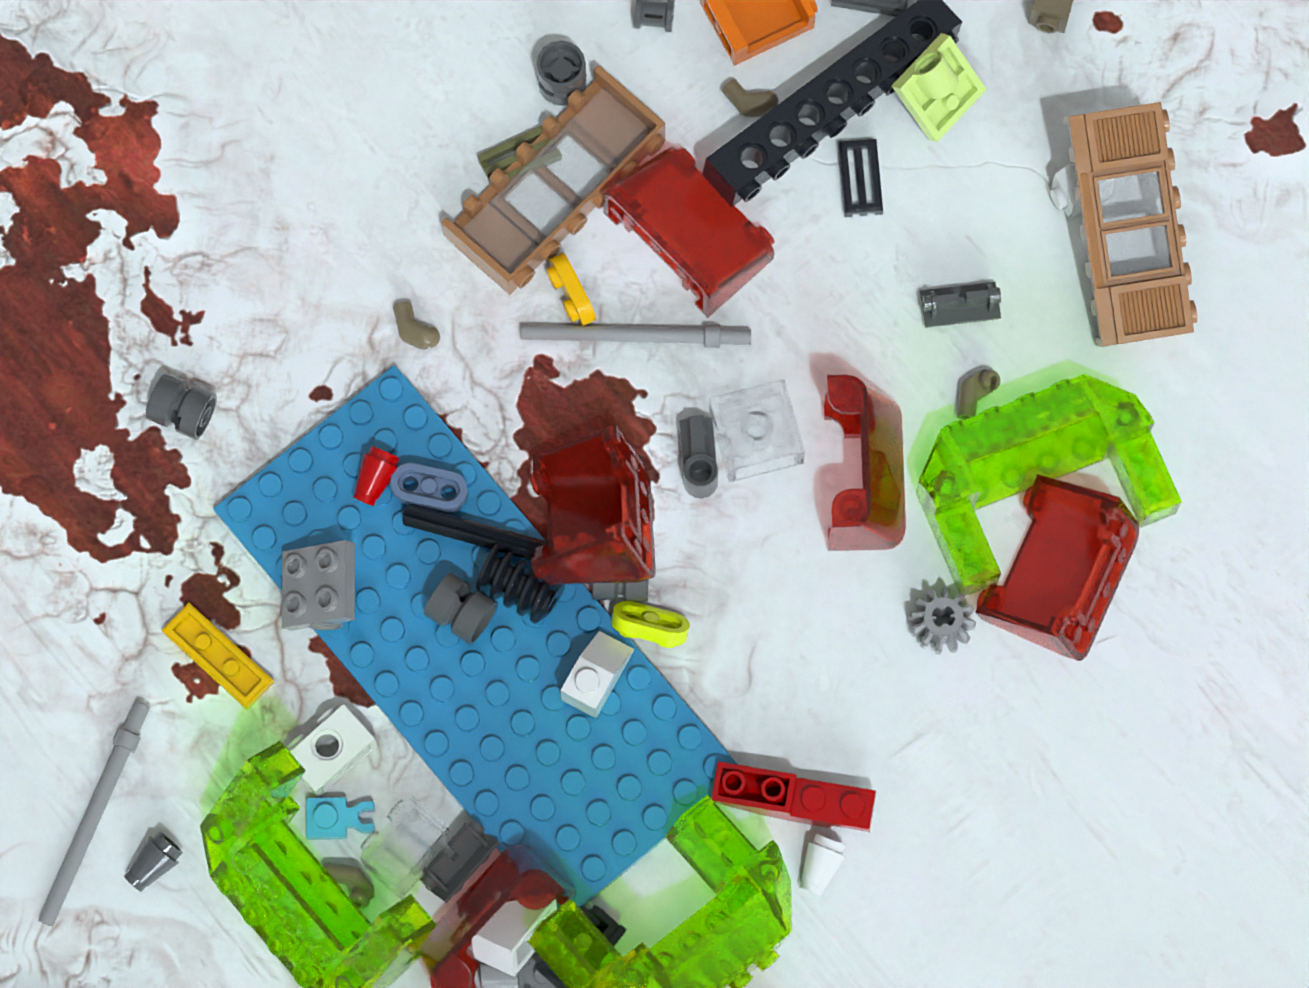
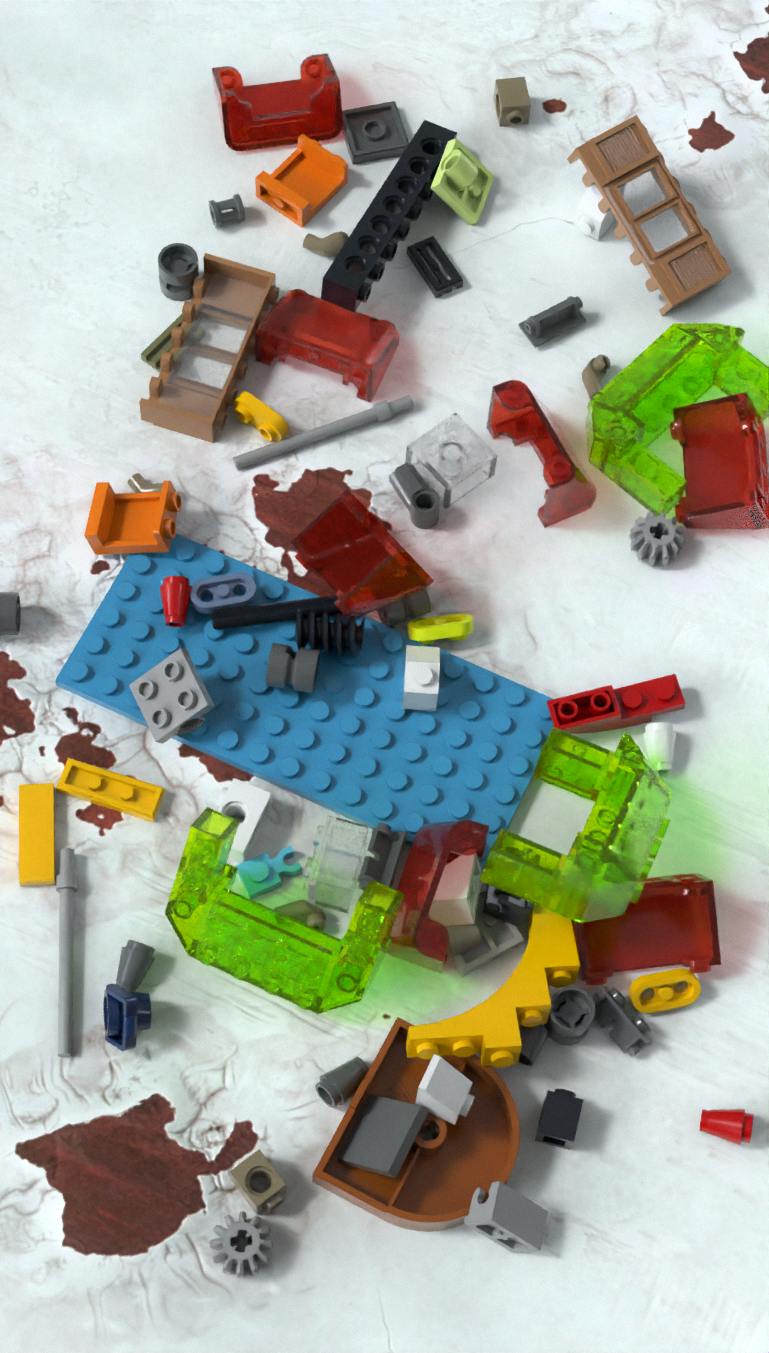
camera: 30 degrees left, 10 degrees down
(120, 673) = (36, 834): none -> yellow tile
(120, 911) = (125, 1015): none -> dark blue piece
(373, 358) = (132, 520): none -> orange panel

